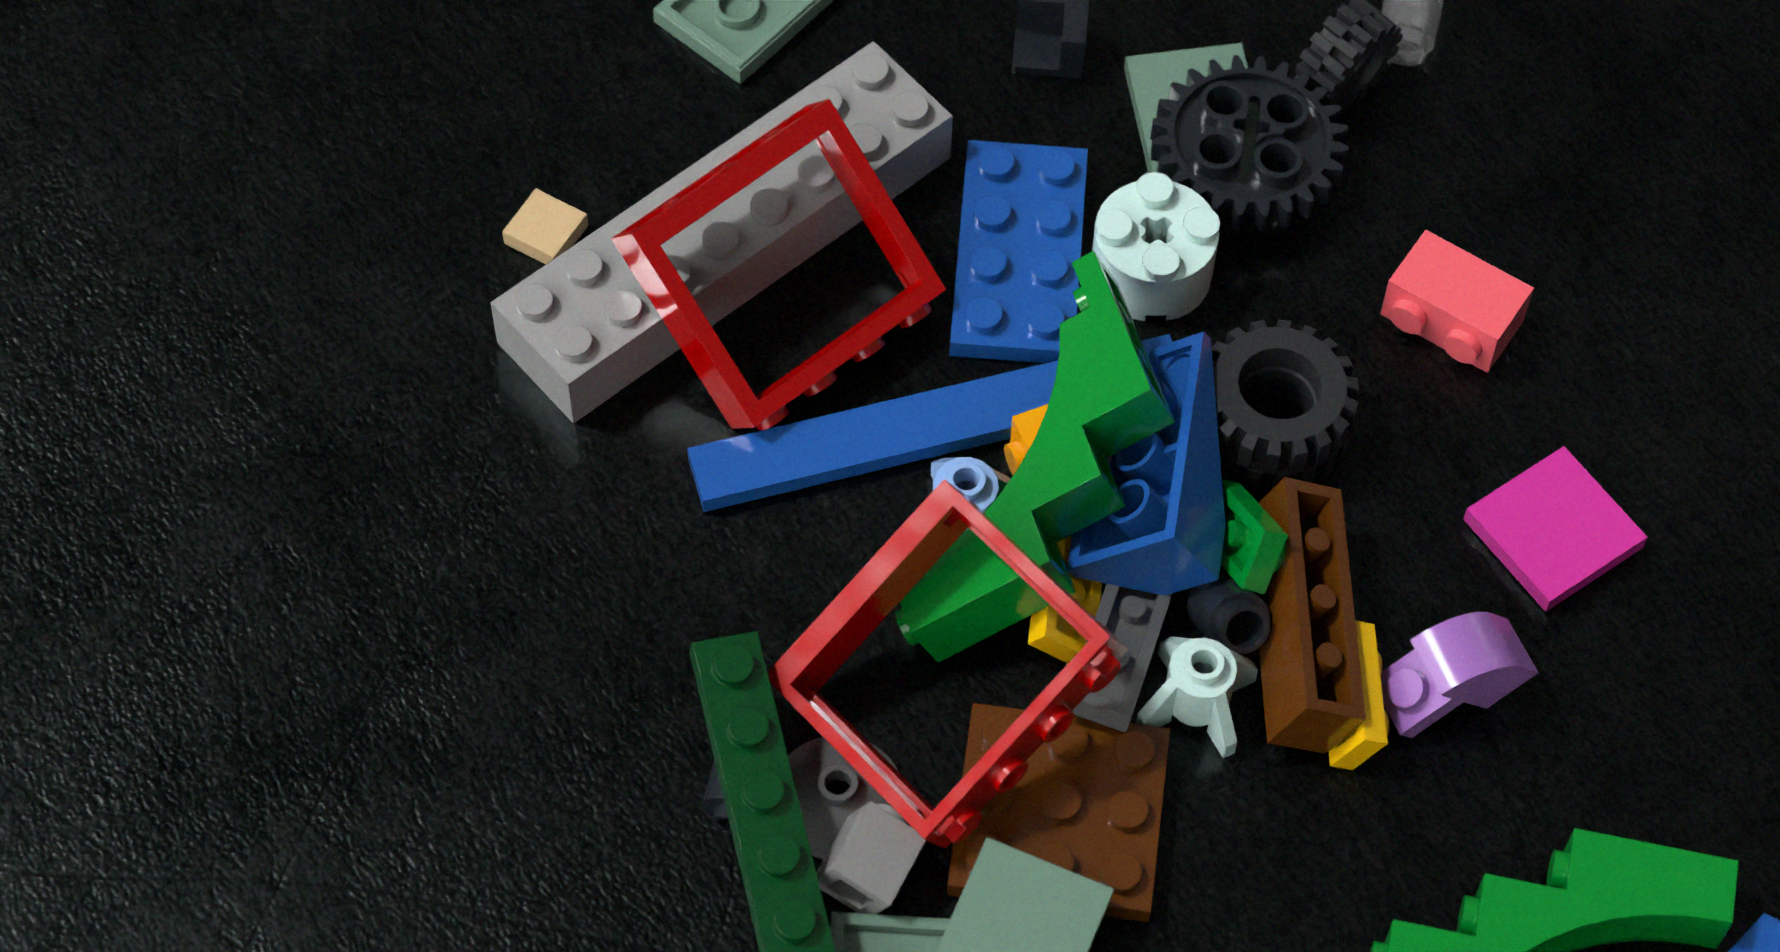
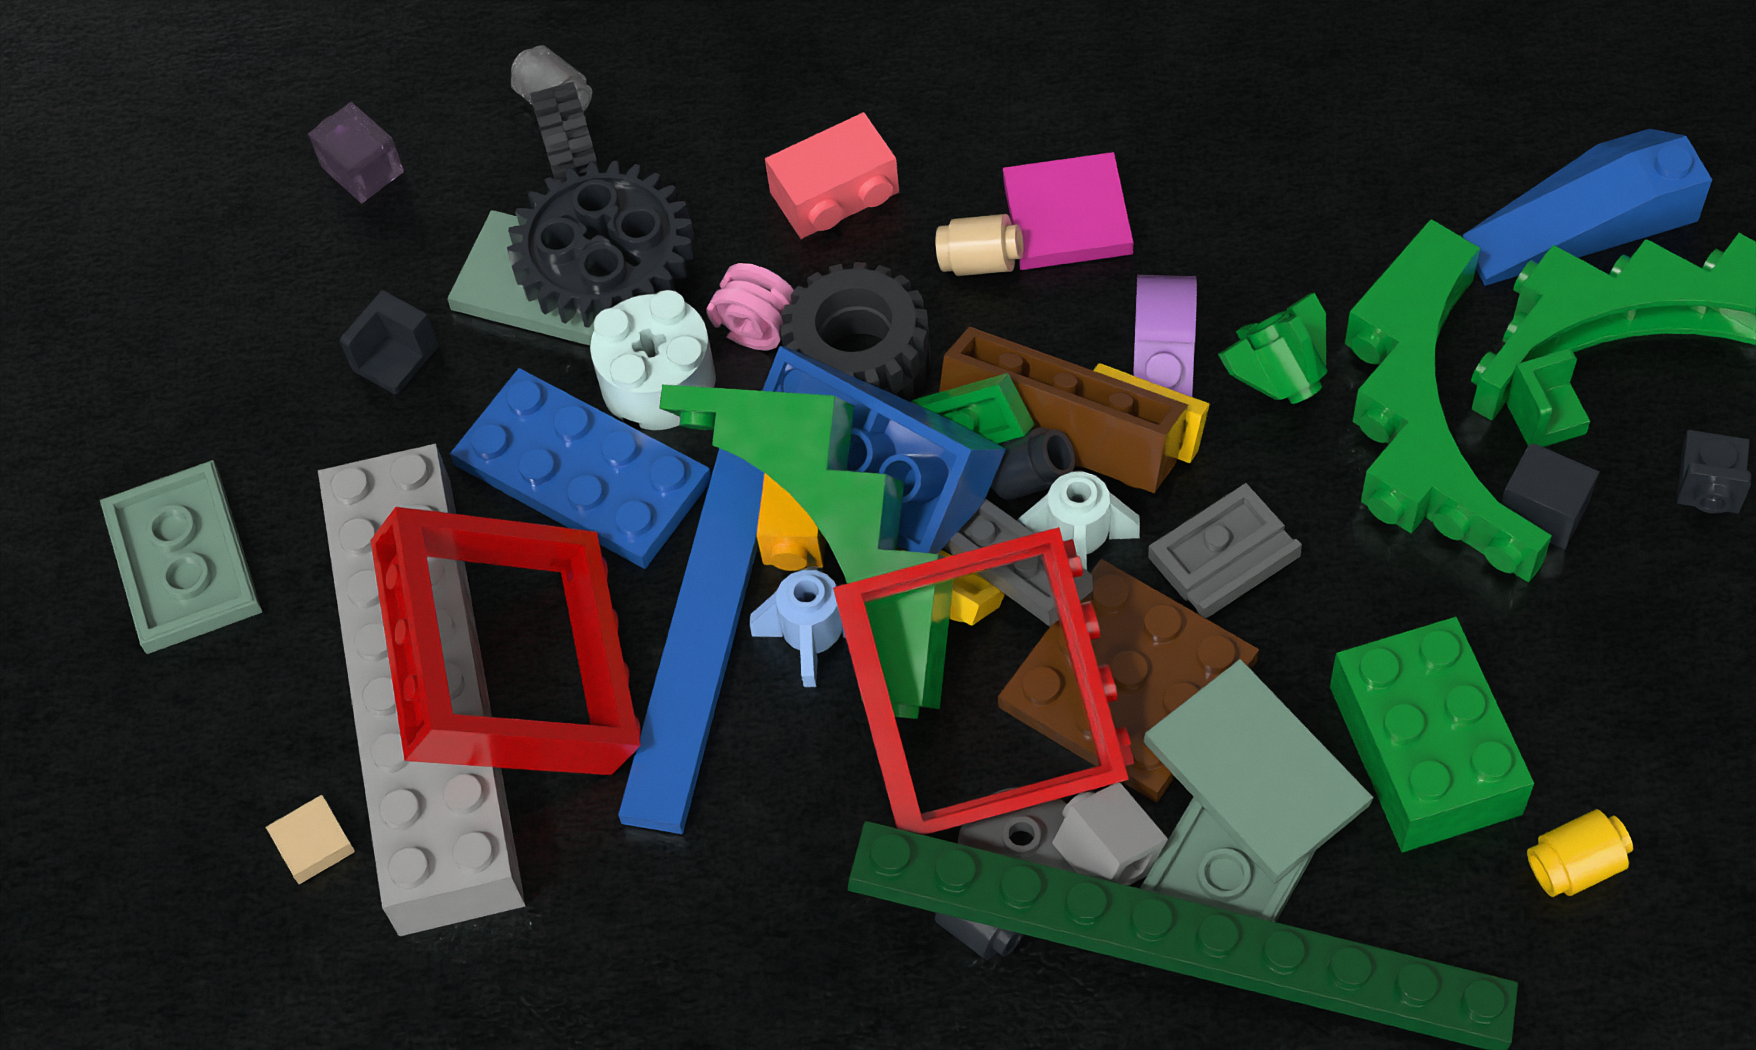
camera: 55 degrees left, 0 degrees up
(1242, 835) = (1224, 551): none -> dark grey plate
(1261, 293) = (751, 306): none -> bright pink wheel
(1455, 463) = (979, 245): none -> tan brick
(1493, 792) = (1283, 352): none -> green brick

